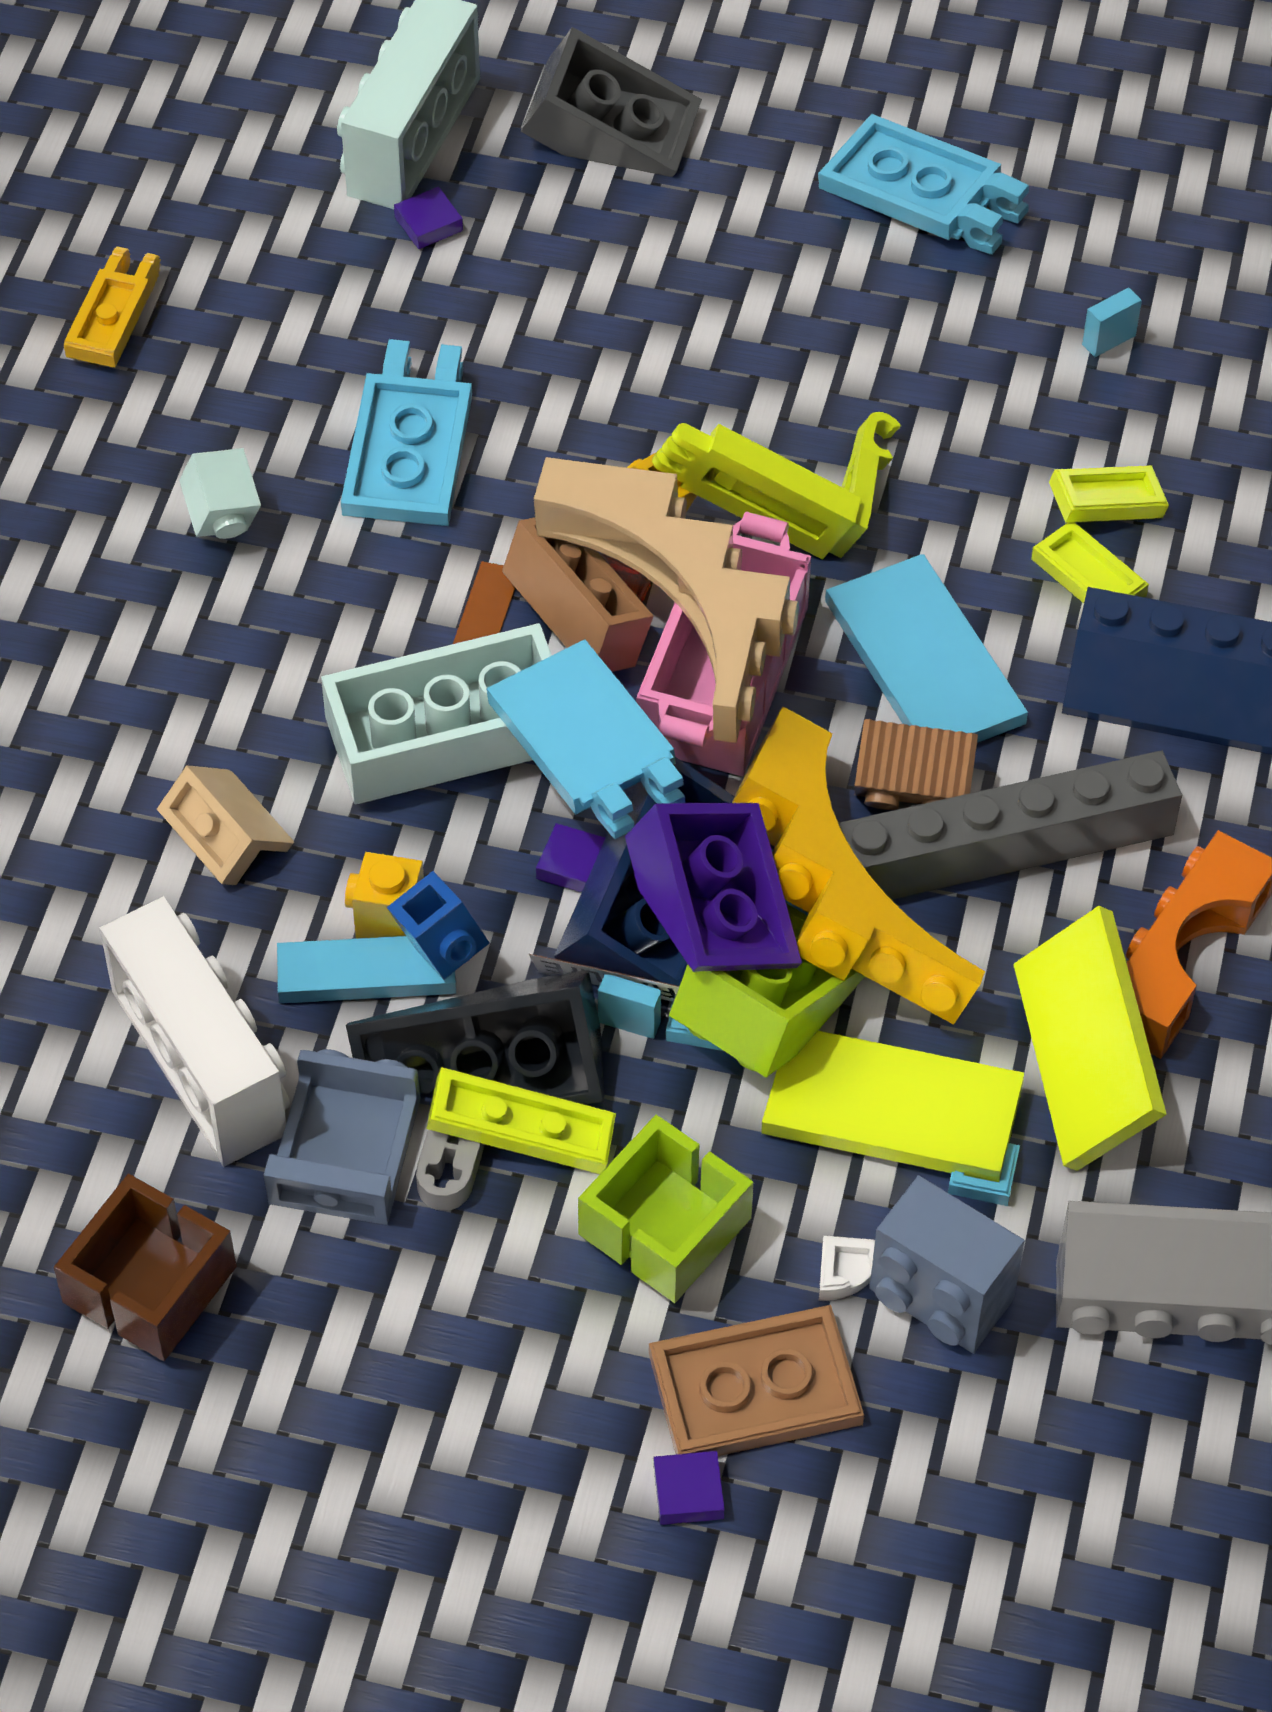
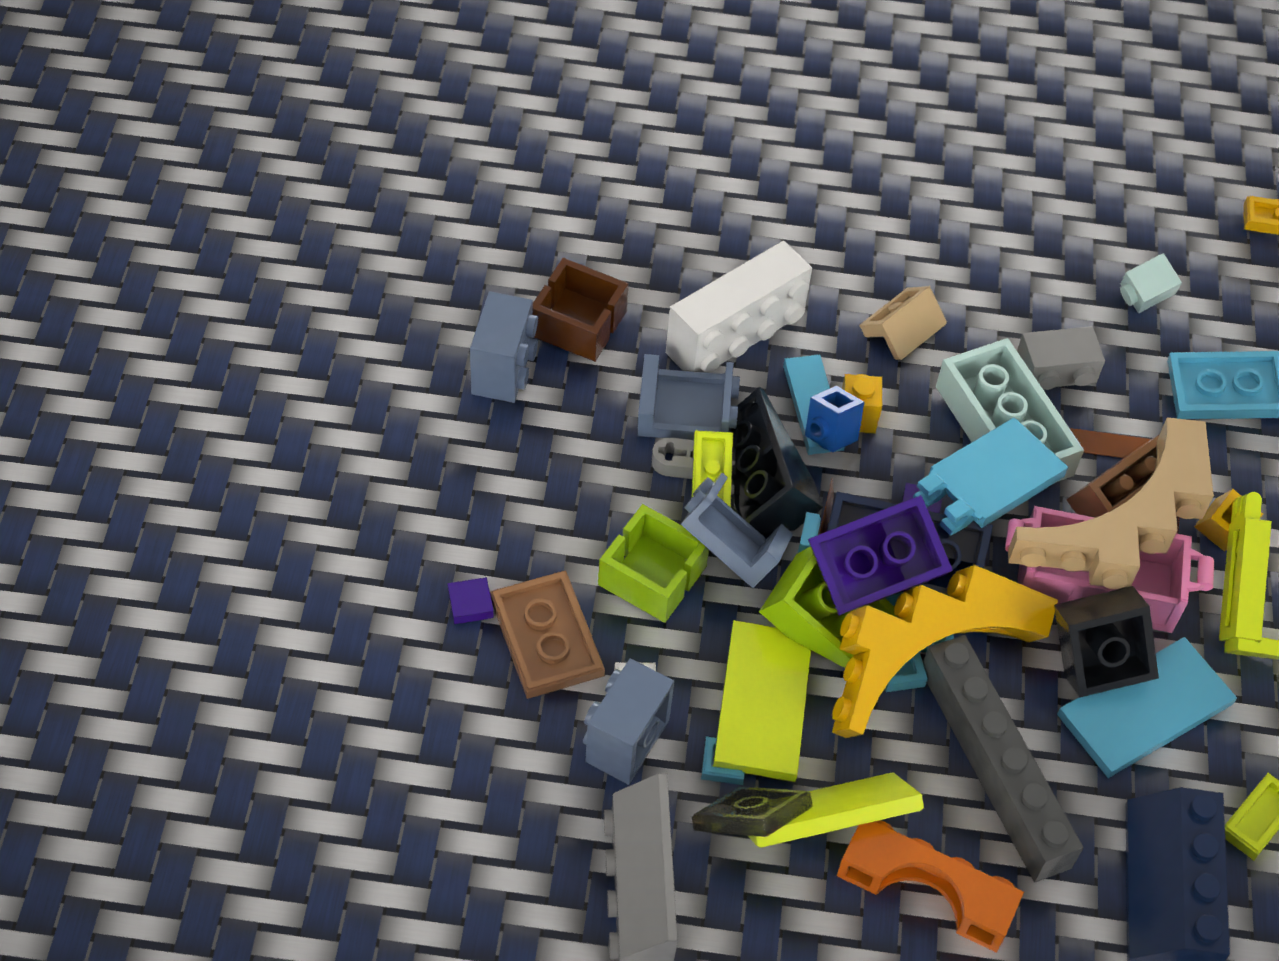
camera: 80 degrees right, 0 degrees up
(216, 1385) = (503, 347): none -> sand blue brick
(335, 627) = (1062, 356): none -> light grey brick
(659, 1075) = (731, 536): none -> sand blue panel
(856, 659) = (1106, 641): none -> black brick
(912, 764) = (1038, 695): medium nougat brick -> none
(1102, 1122) = (752, 811): none -> clear smoke tile

